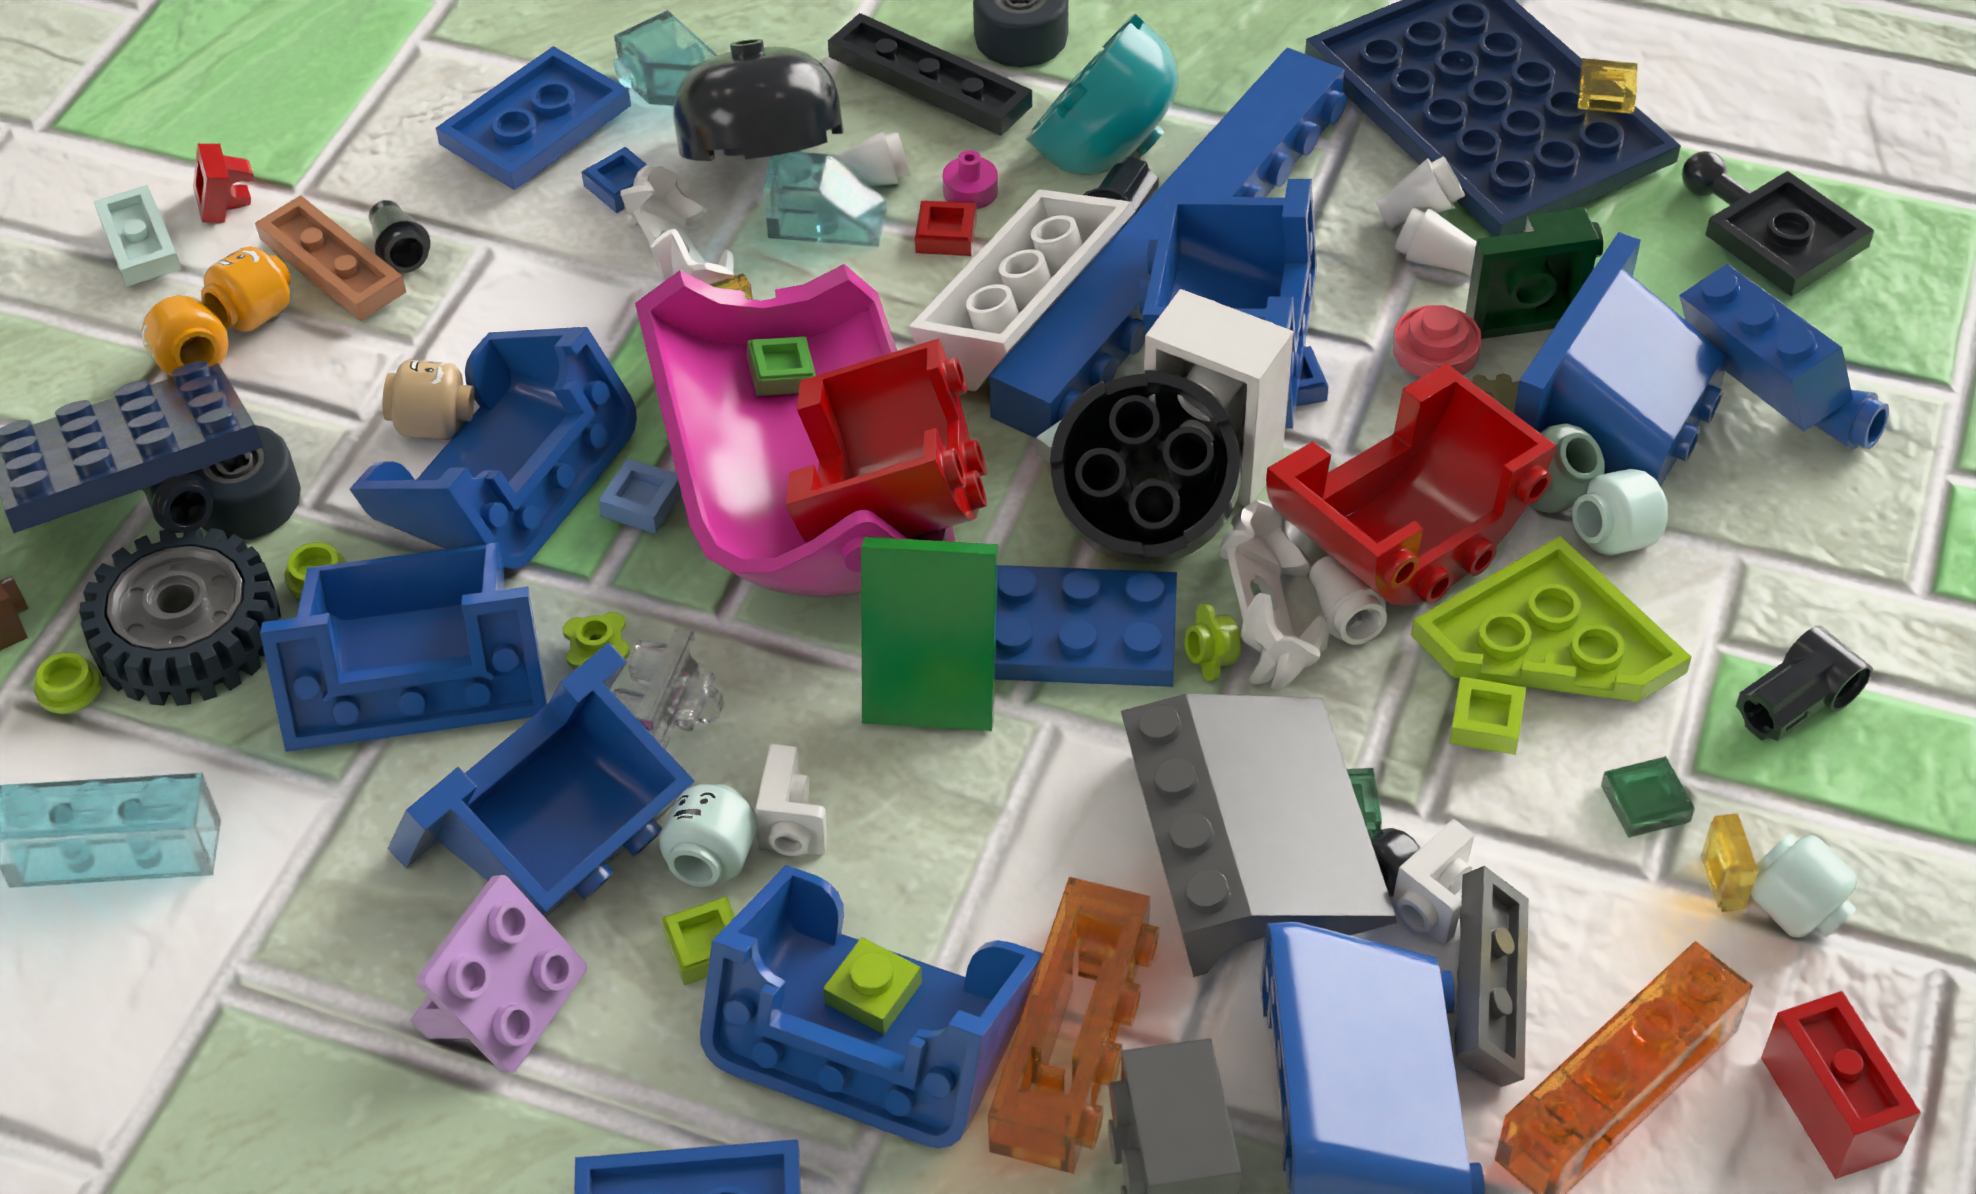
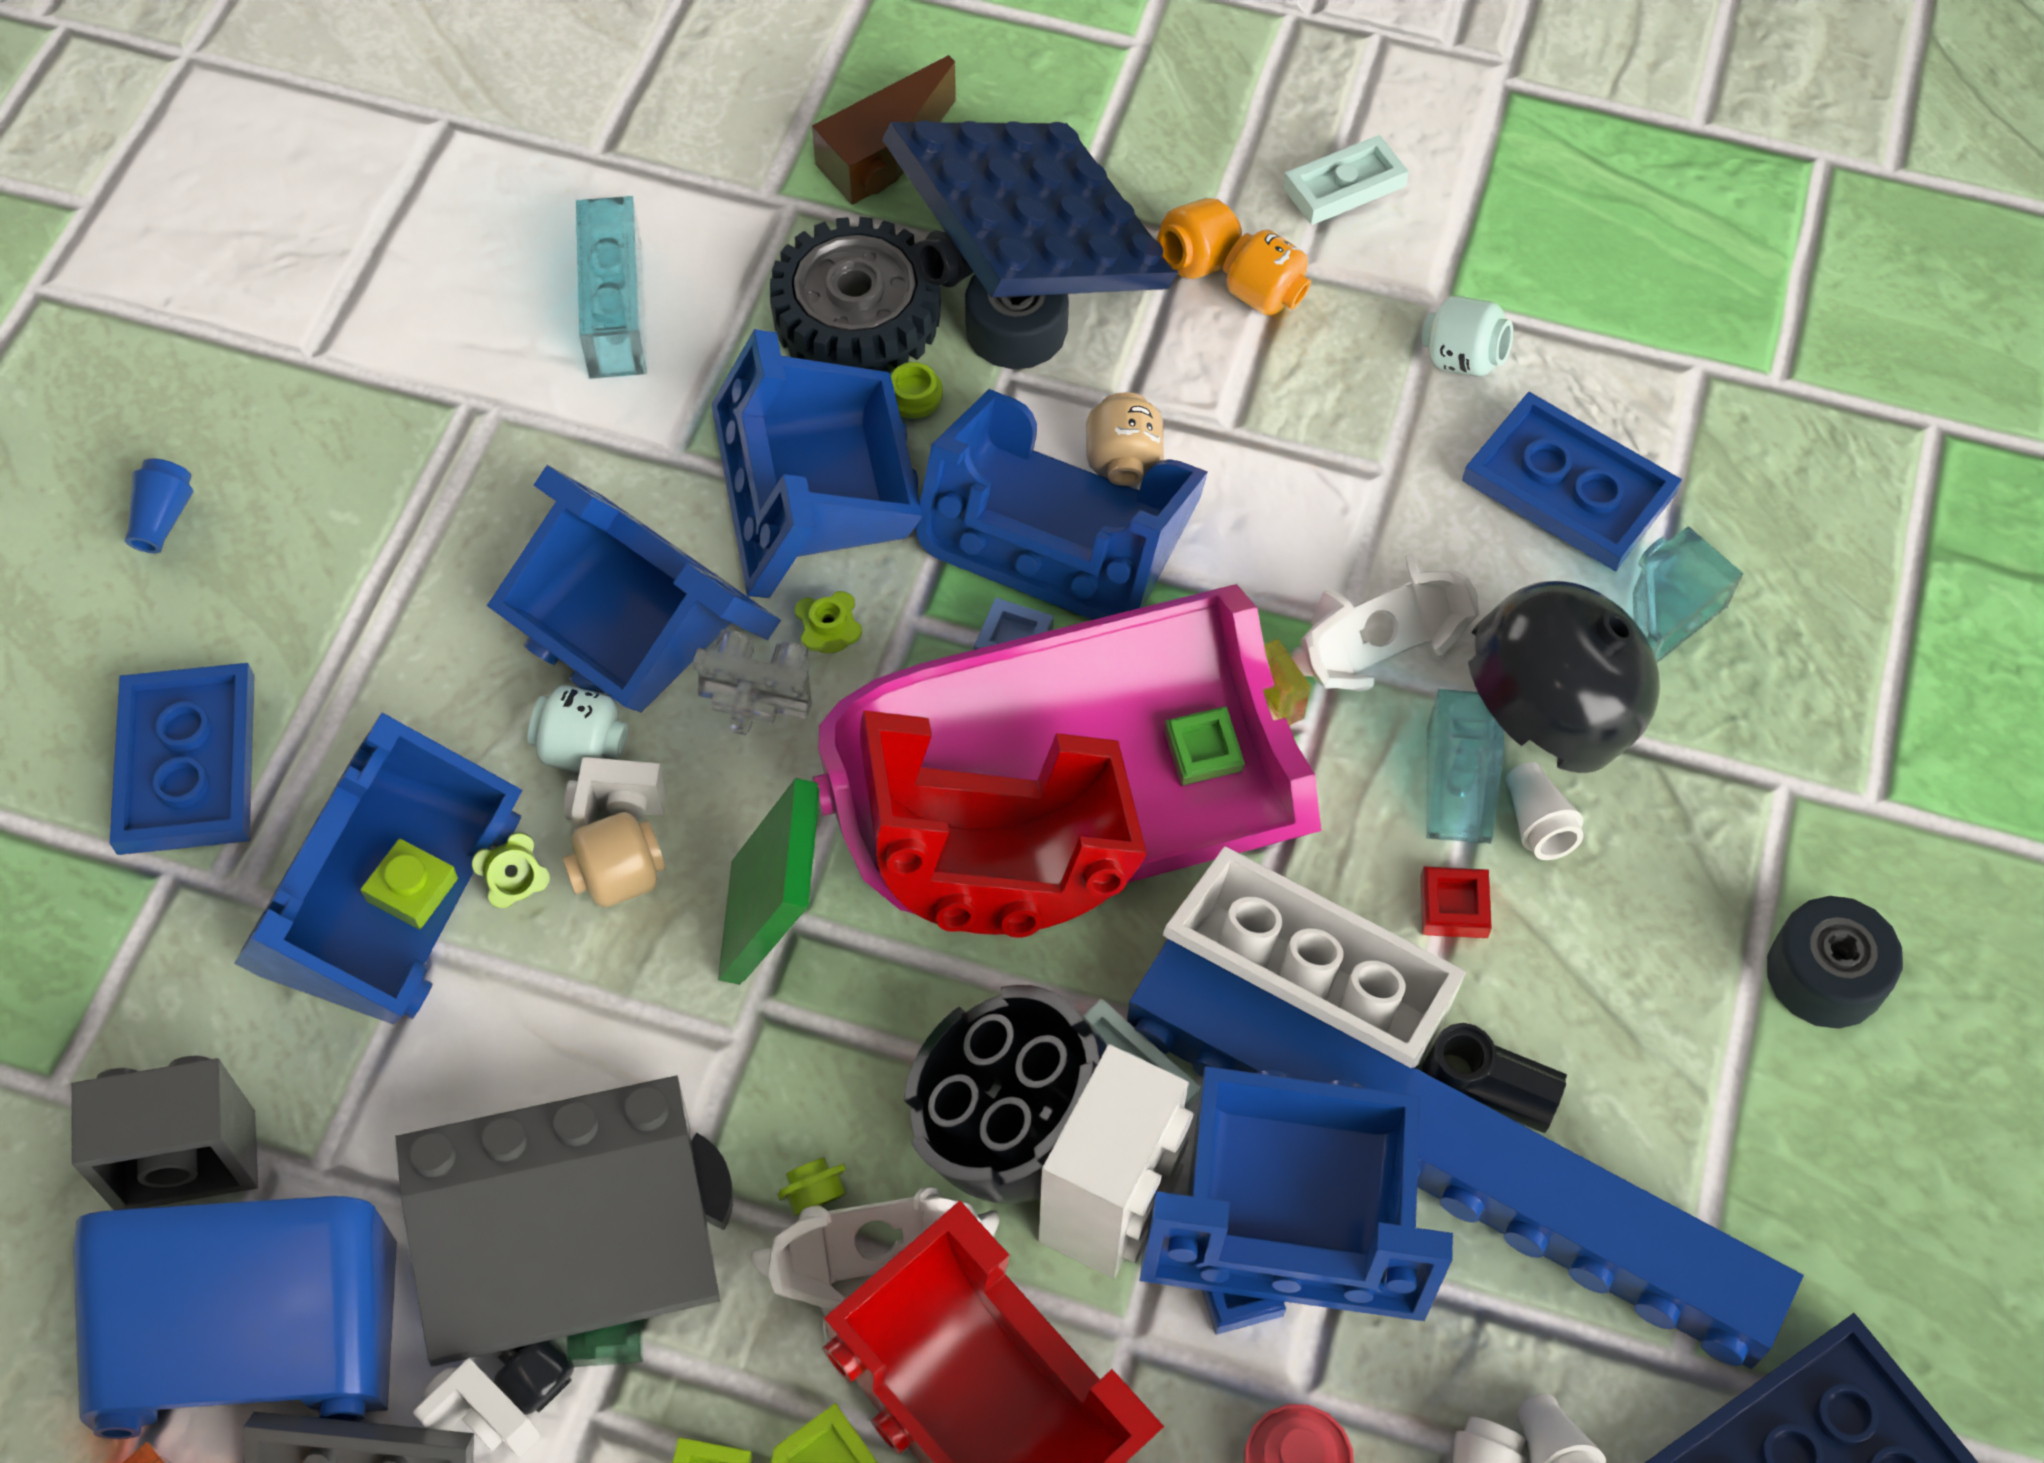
camera: 85 degrees right, 10 degrees up
(66, 683) = (780, 229): lime plate -> none
(215, 182) = (1423, 227): red tile -> none
(331, 257) = (1330, 336): nougat plate -> none
(360, 162) = (1468, 336): none -> light aqua head
(398, 237) = (1365, 385): black cone -> none
(498, 977) = (428, 582): lavender bracket -> none
(611, 176) = (1495, 572): blue tile -> none
(692, 934) = (485, 742): lime tile -> none
(865, 796) = (614, 859): none -> tan head
(867, 891) = (504, 888): none -> lime plate
(930, 74) = (1713, 868): black plate -> none
(970, 180) = (1536, 924): dark pink tile -> none
(1085, 625) = (850, 1059): blue plate -> none
(1111, 103) = (1666, 1062): teal cylinder -> none
(1112, 942) = (440, 1063): clear orange brick -> none

